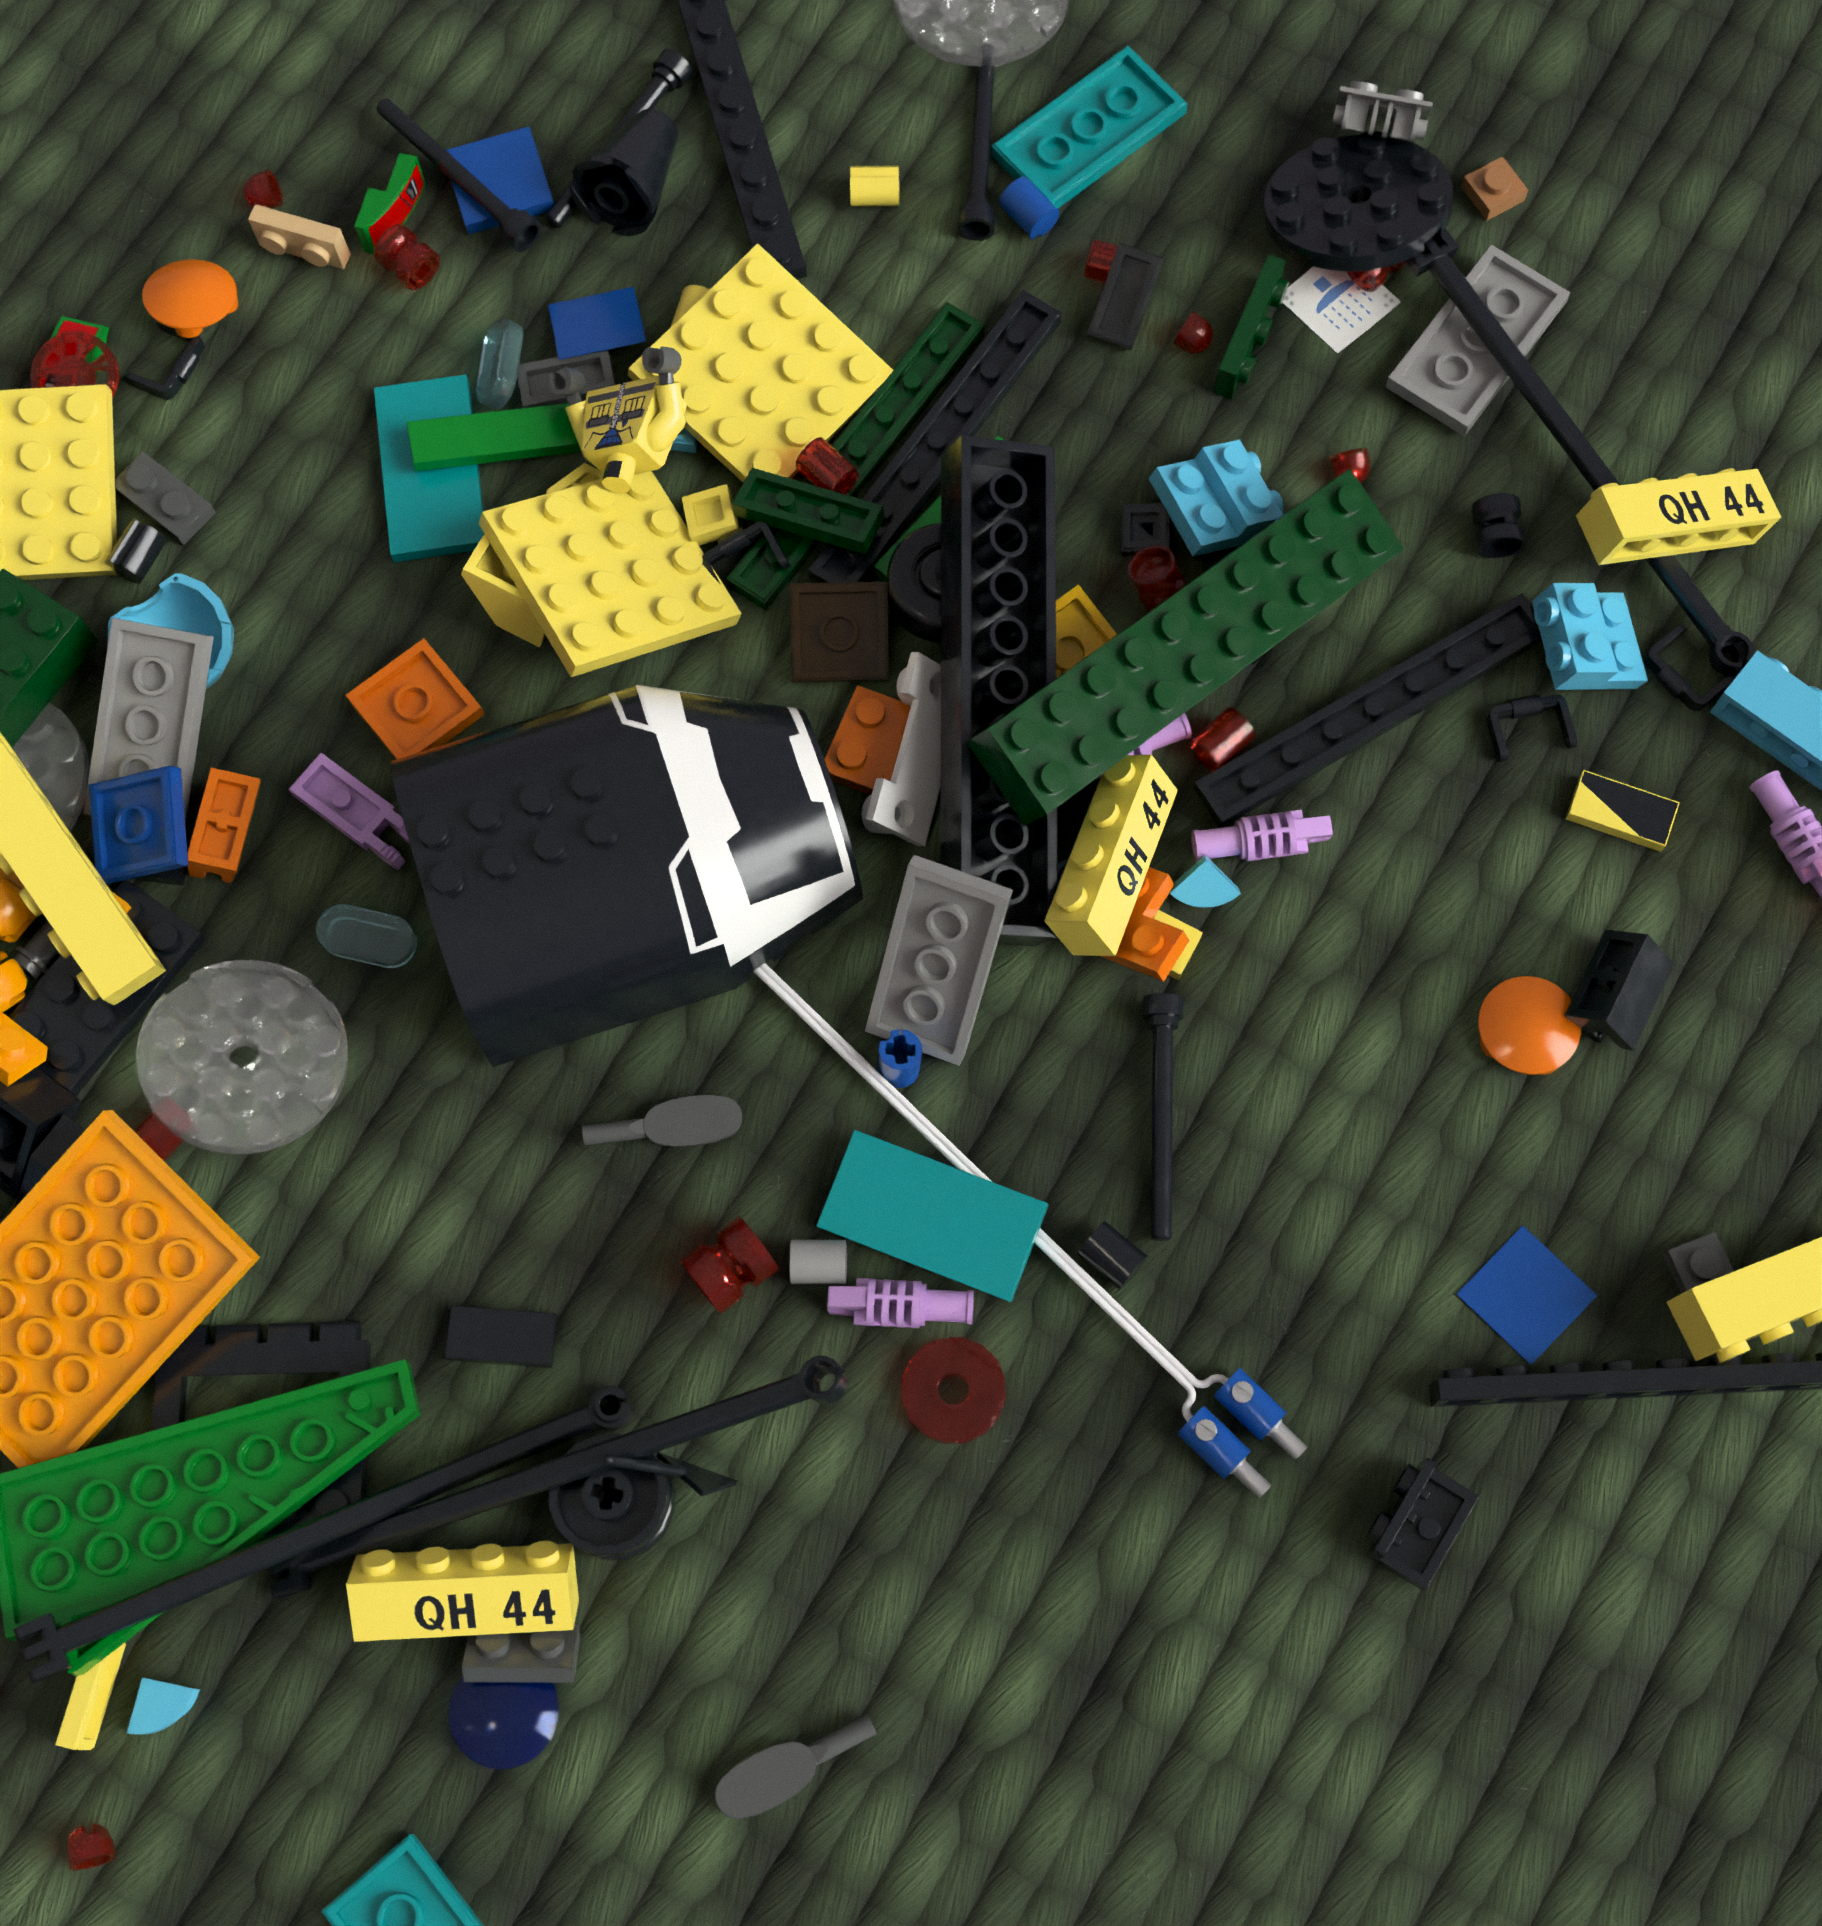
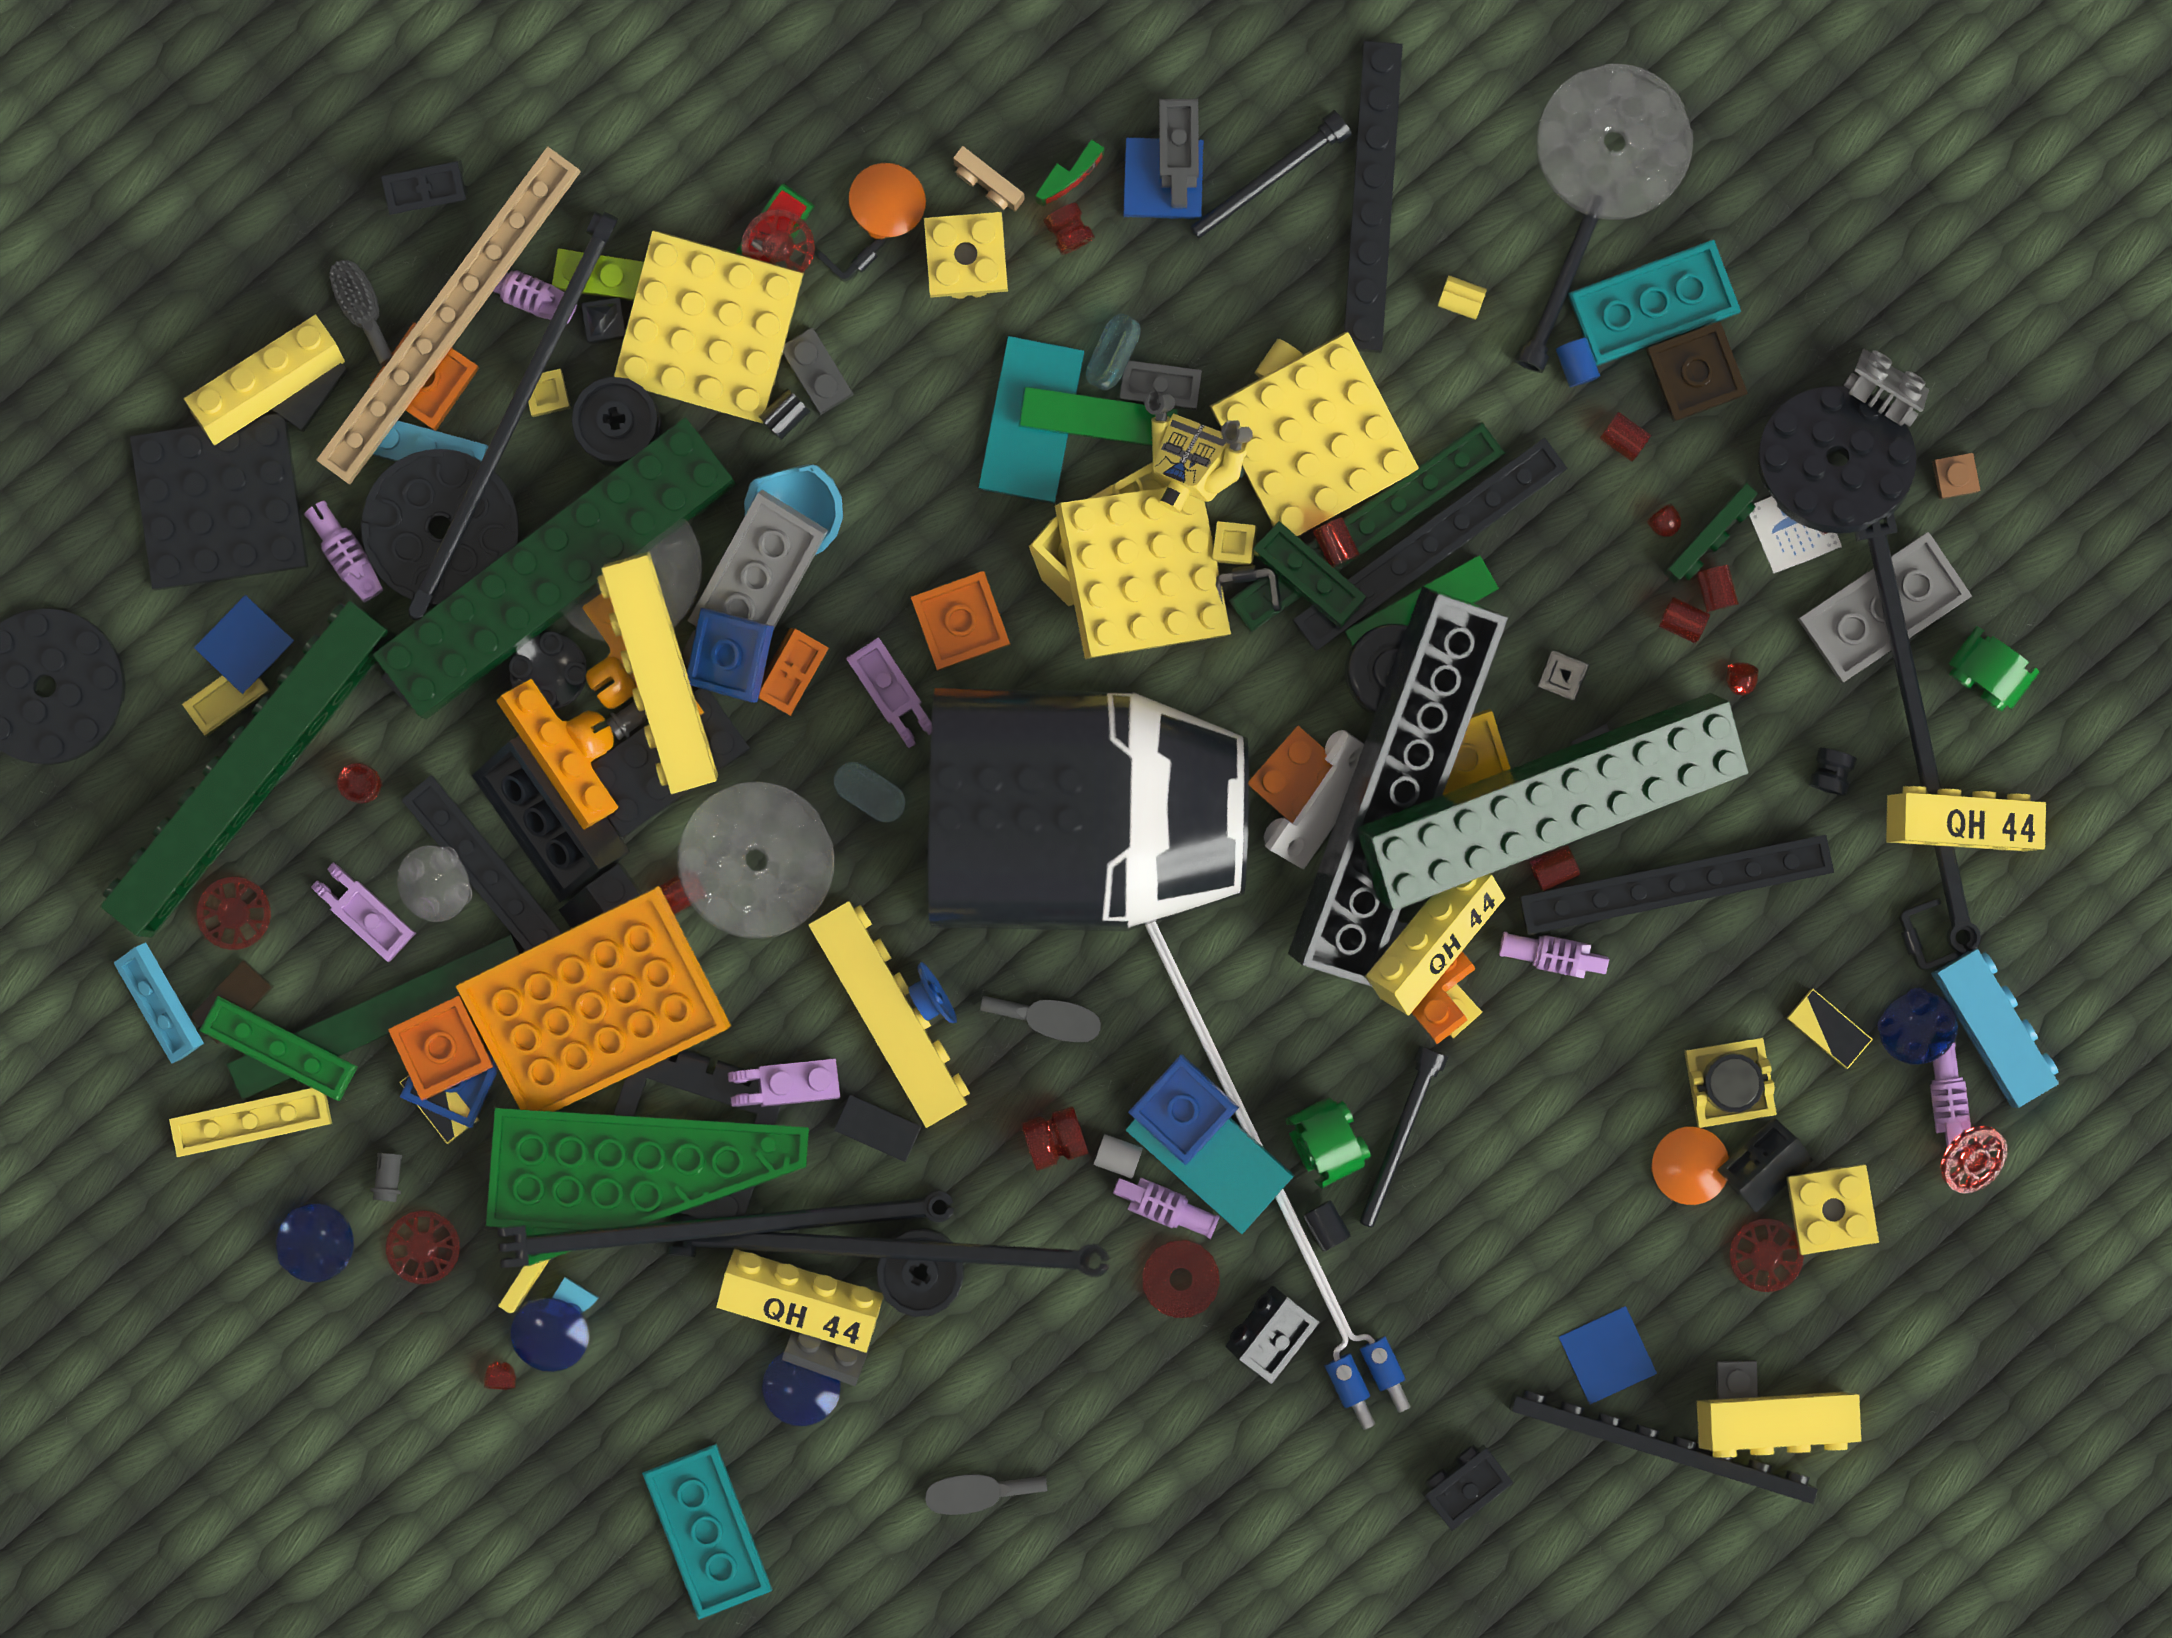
camera: 20 degrees right, 15 degrees up
(141, 1762) = (549, 1334): none -> clear blue dish
(263, 190) = (971, 123): clear red hinge -> none
(295, 315) = (966, 255): none -> light yellow piece
(364, 1318) = (789, 1083): none -> lavender hinge
(470, 1187) = (888, 1014): none -> light yellow brick
(502, 134) = (1179, 147): none -> dark grey hinge
(512, 1144) = (930, 996): none -> blue piece
(516, 226) = (1163, 233): black piece -> none
(596, 323) = (1200, 341): blue sticker -> none
(627, 173) = (1271, 218): black cone -> none
(698, 1478) = (984, 1280): black piece -> none
(839, 632) = (1299, 678): dark brown tile -> none
(879, 1170) = (1183, 1109): none -> blue tile
(900, 1058) = (1228, 1030): blue piece -> none
(938, 957) = (1278, 978): light grey plate -> none
(1074, 1144) = (1327, 1141): none -> green brick
(1094, 1417) = (1271, 1334): none -> bracket
(1125, 296) = (1622, 473): black tile -> none
(1155, 575) = (1549, 718): clear red wheel -> none
(1164, 175) = (1696, 371): none -> dark brown plate
(1204, 886) = (1497, 977): medium azure tile -> none
(1217, 497) = (1627, 674): medium azure plate -> none
(1259, 425) = (1684, 620): none -> clear red piece
(1282, 381) = (1717, 588): none -> clear red piece
(1525, 707) = (1791, 921): black piece -> none
(1535, 909) = (1730, 1082): none -> piece
(1588, 638) = (1860, 889): medium azure plate -> none
(1630, 352) = (1993, 669): none -> green brick
(1667, 1101) = (1765, 1255): none -> clear red wheel
(1726, 1009) = (1832, 1209): none -> light yellow piece
(1727, 768) = (1918, 1027): none -> clear blue dish

